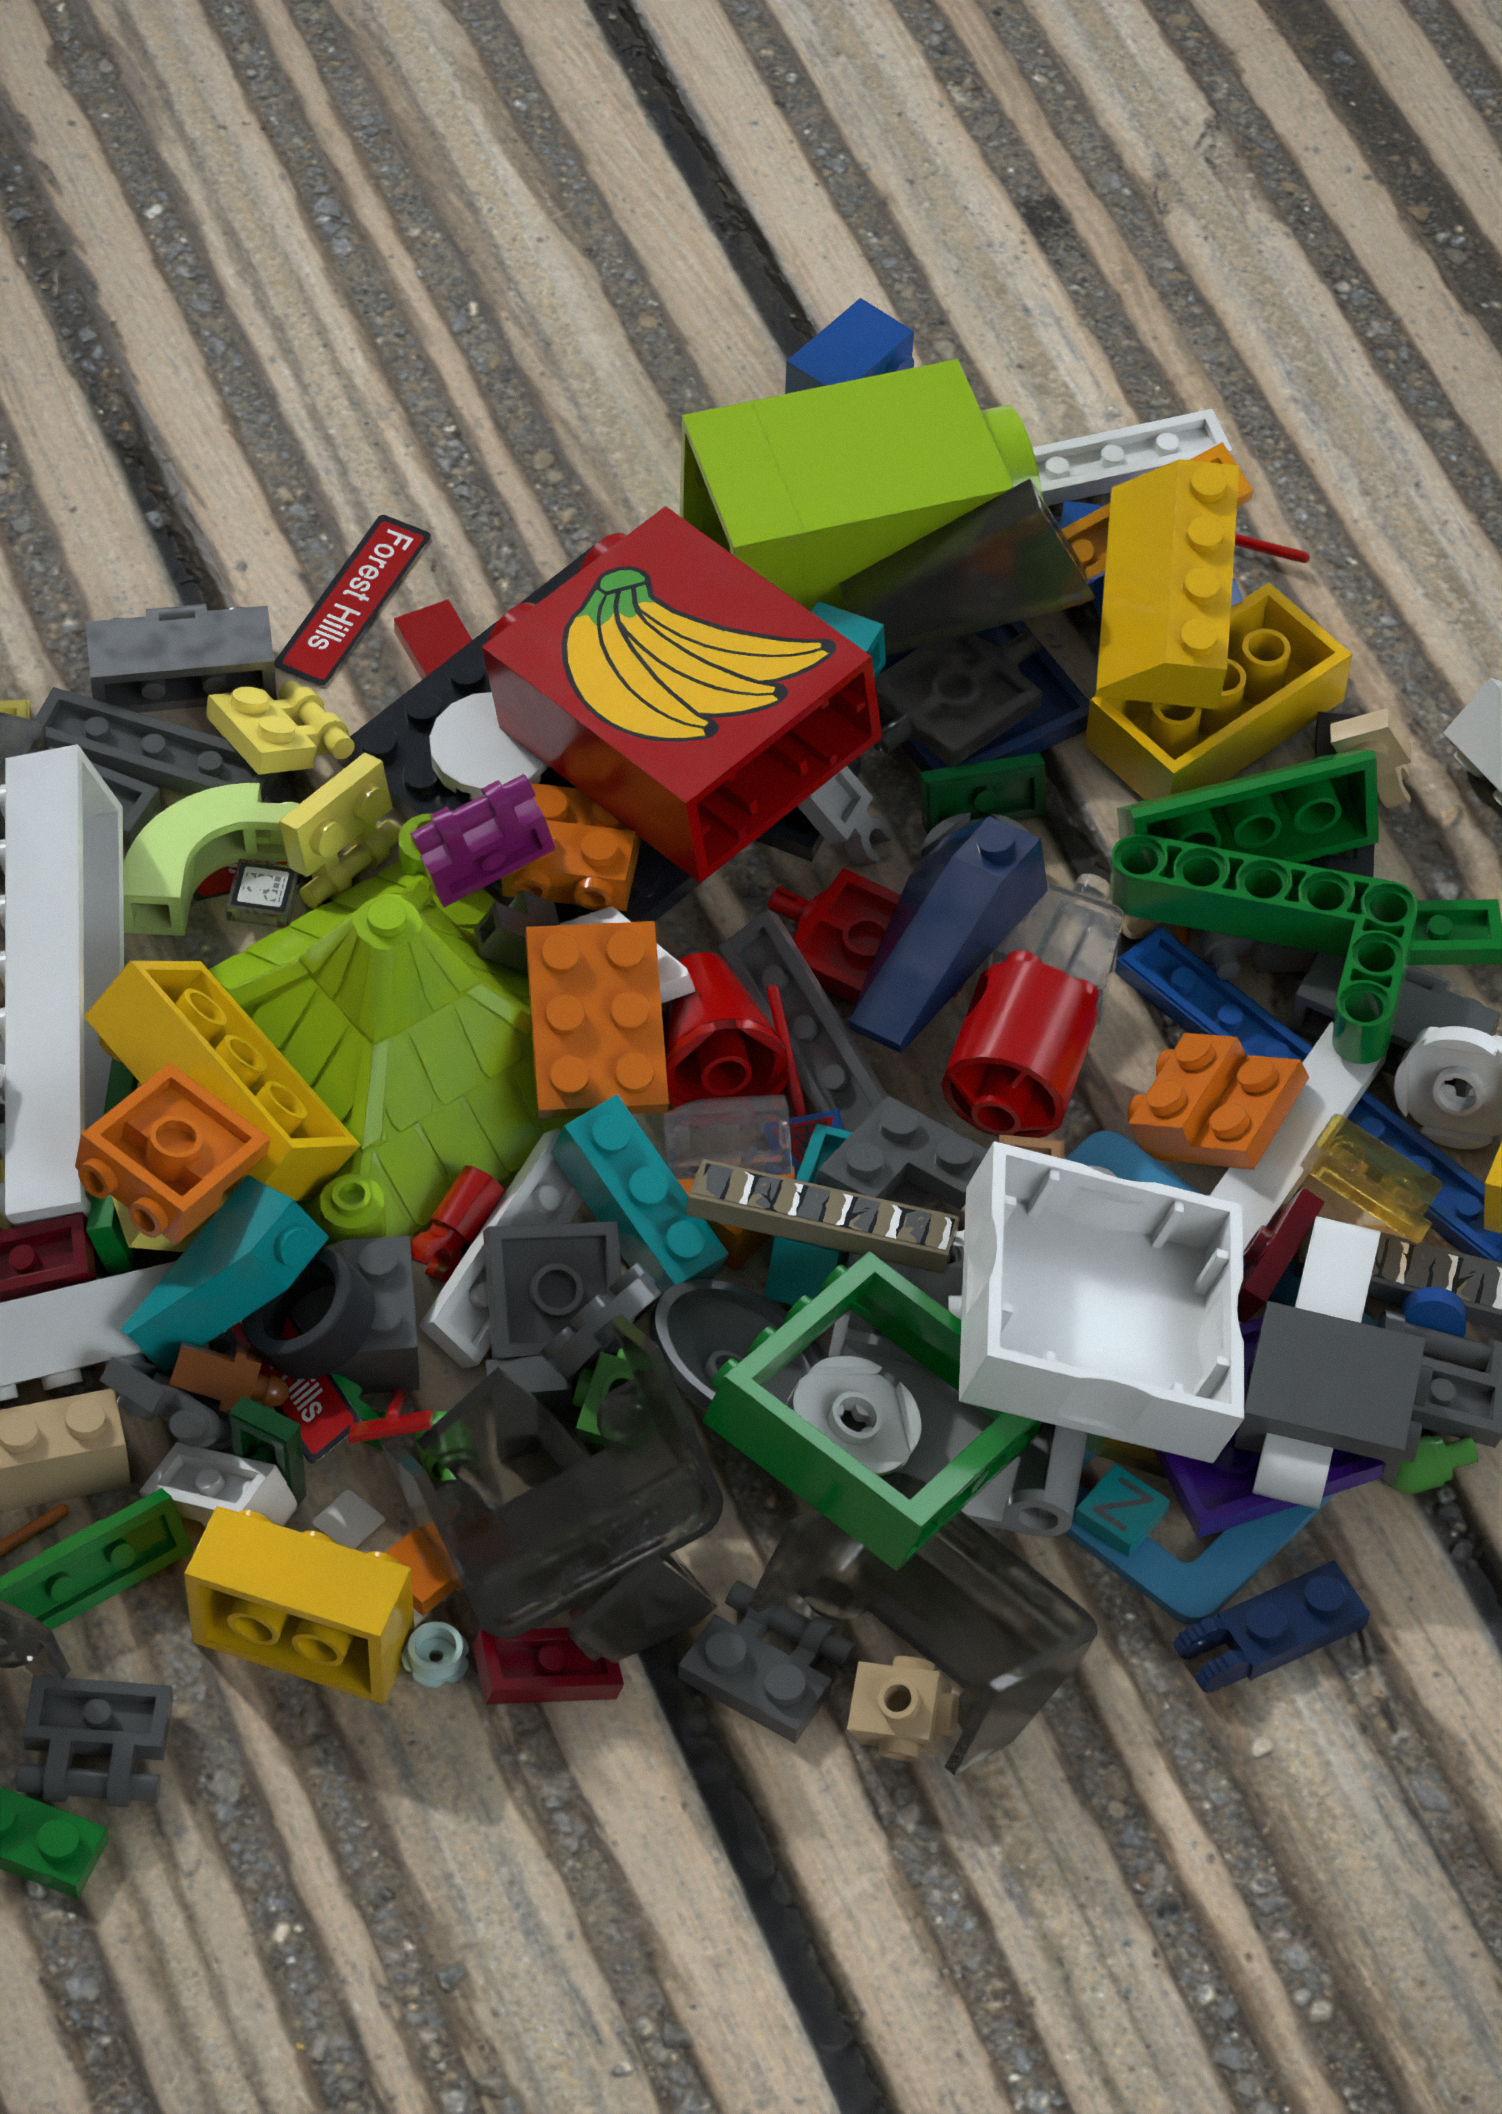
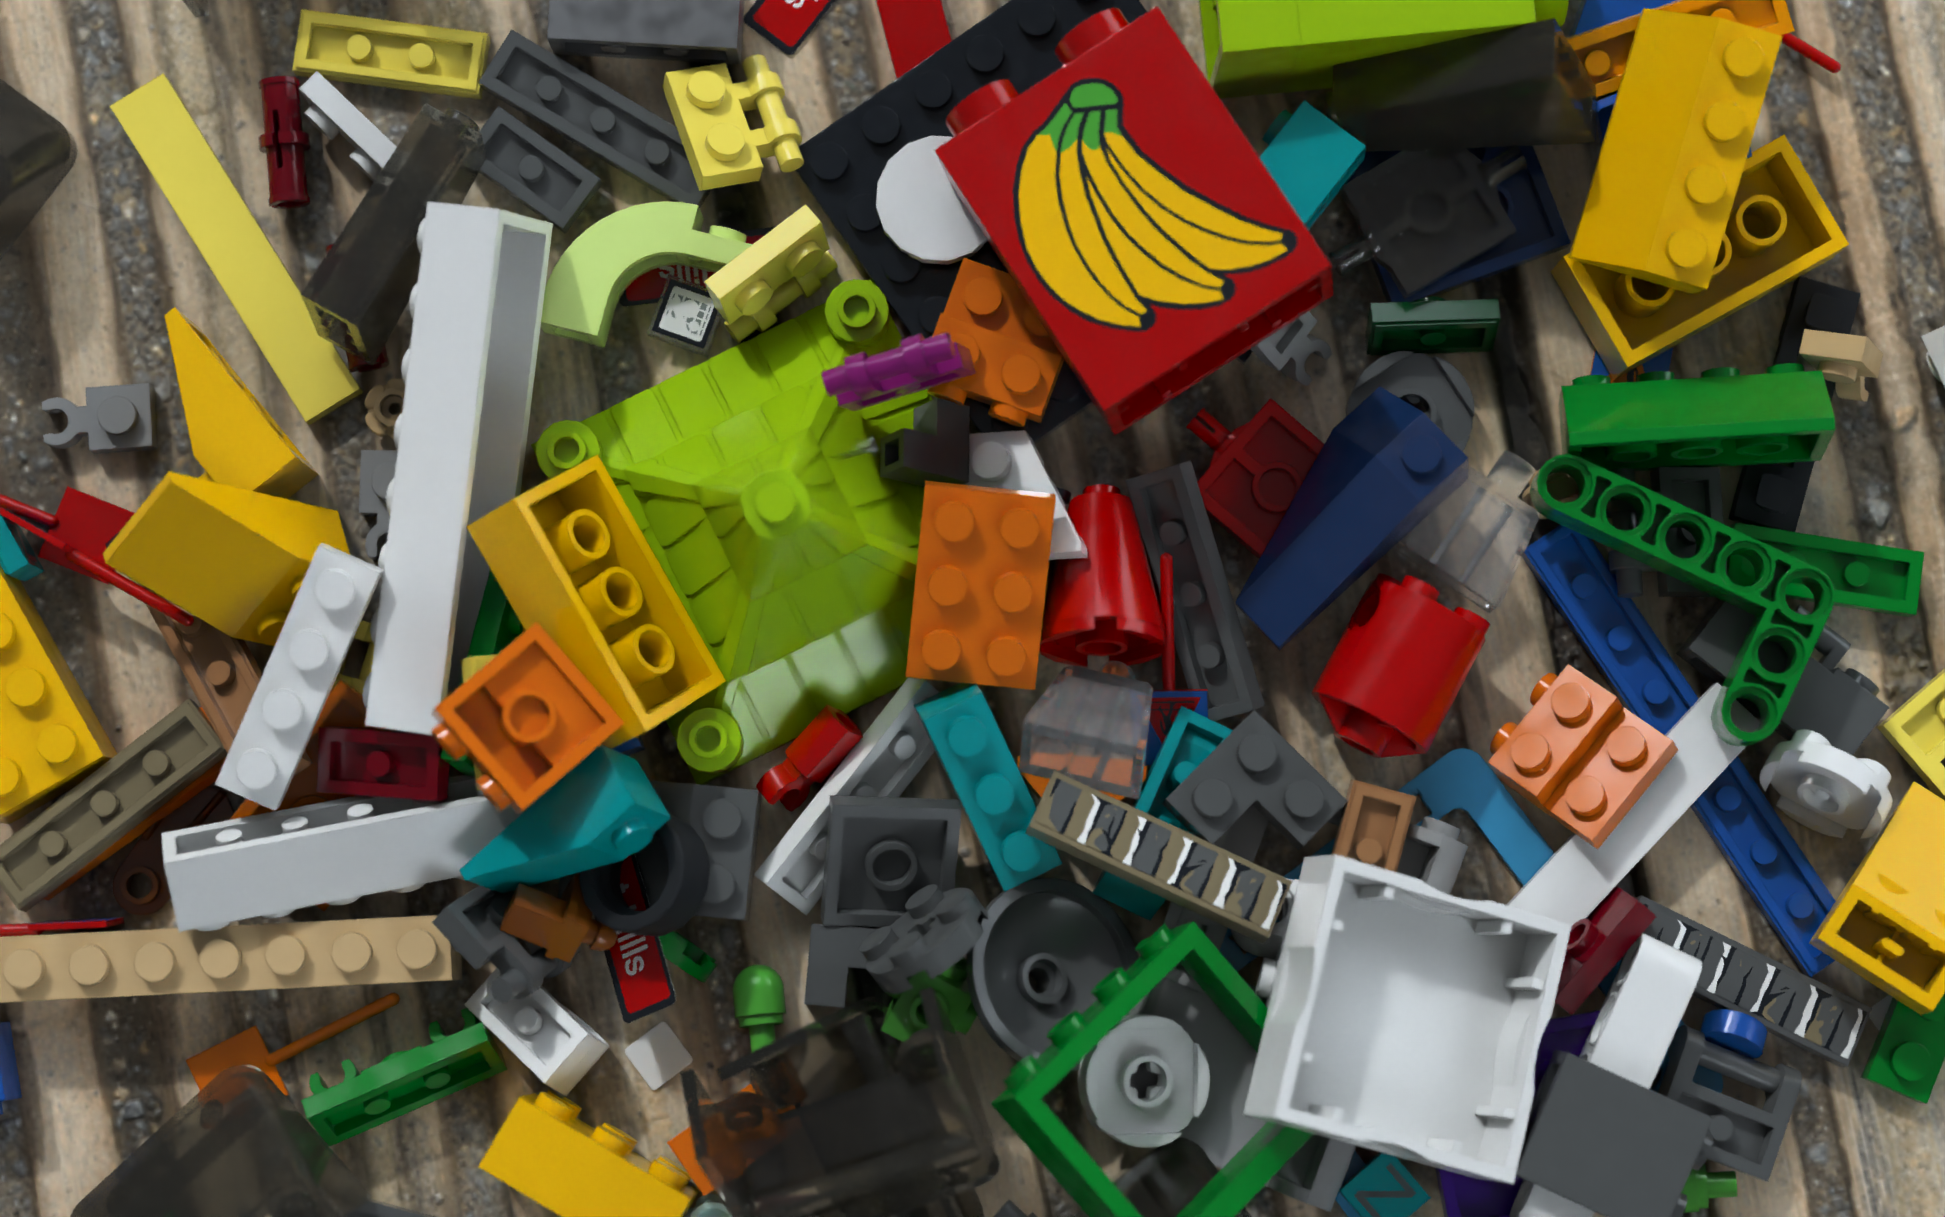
camera: 10 degrees right, 30 degrees up
(269, 1438) = (586, 1006): dark green plate -> none
(393, 1423) = (703, 1038): red piece -> none
(1373, 1176) = (1708, 887): clear yellow bracket -> none

